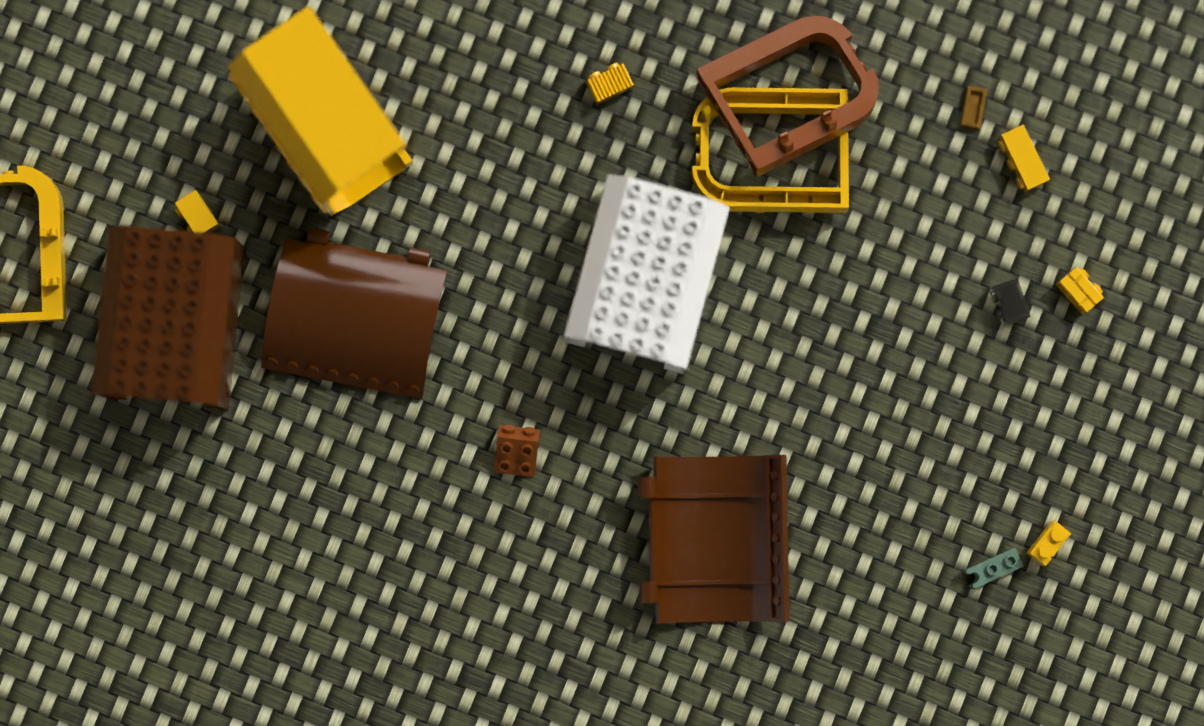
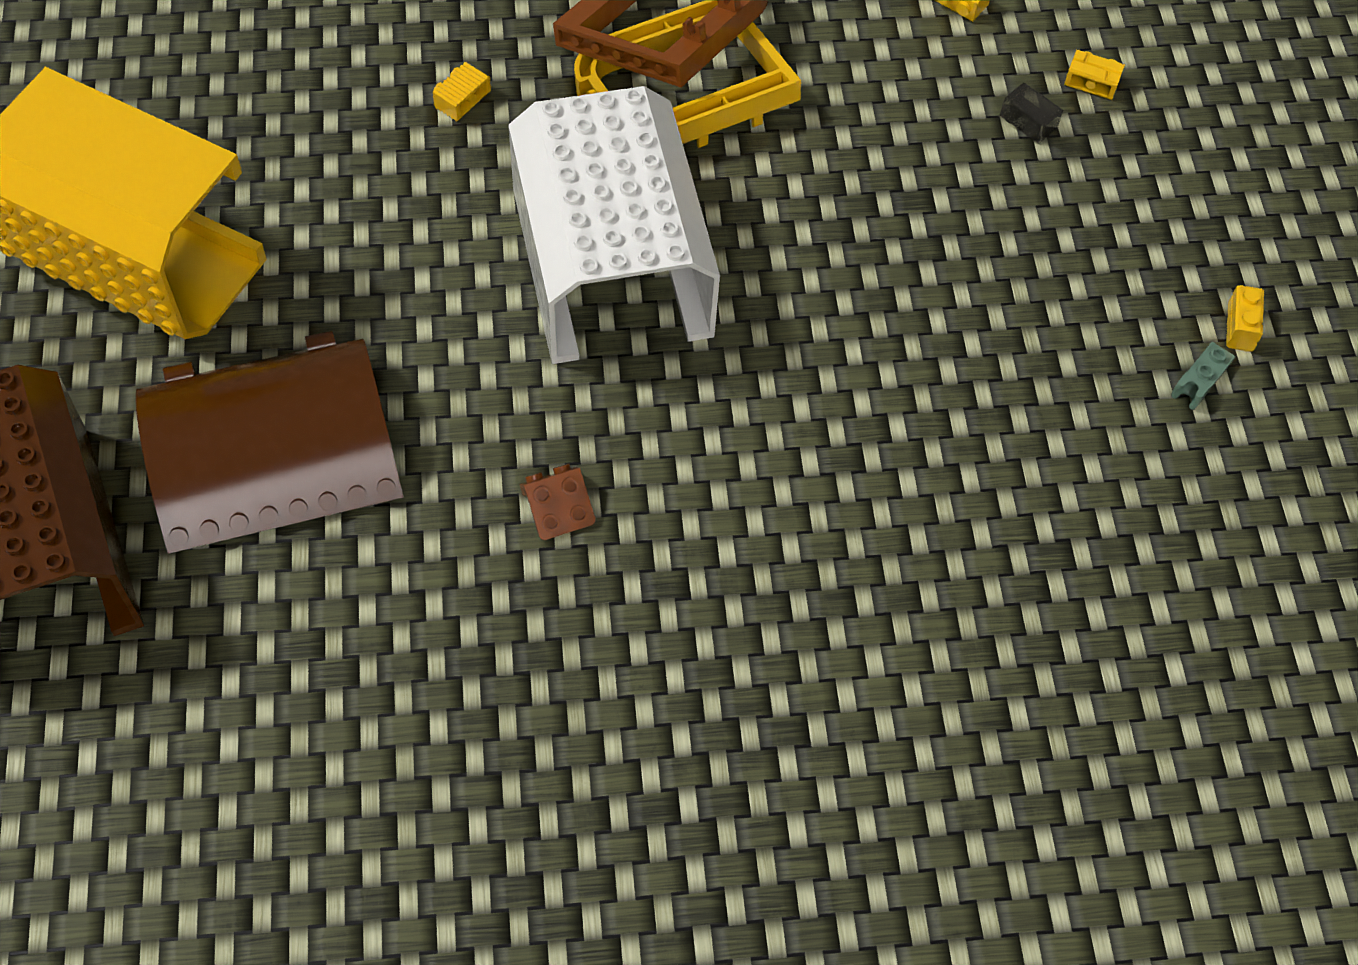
camera: 25 degrees left, 25 degrees down
(717, 539) = (875, 483): reddish brown panel -> none

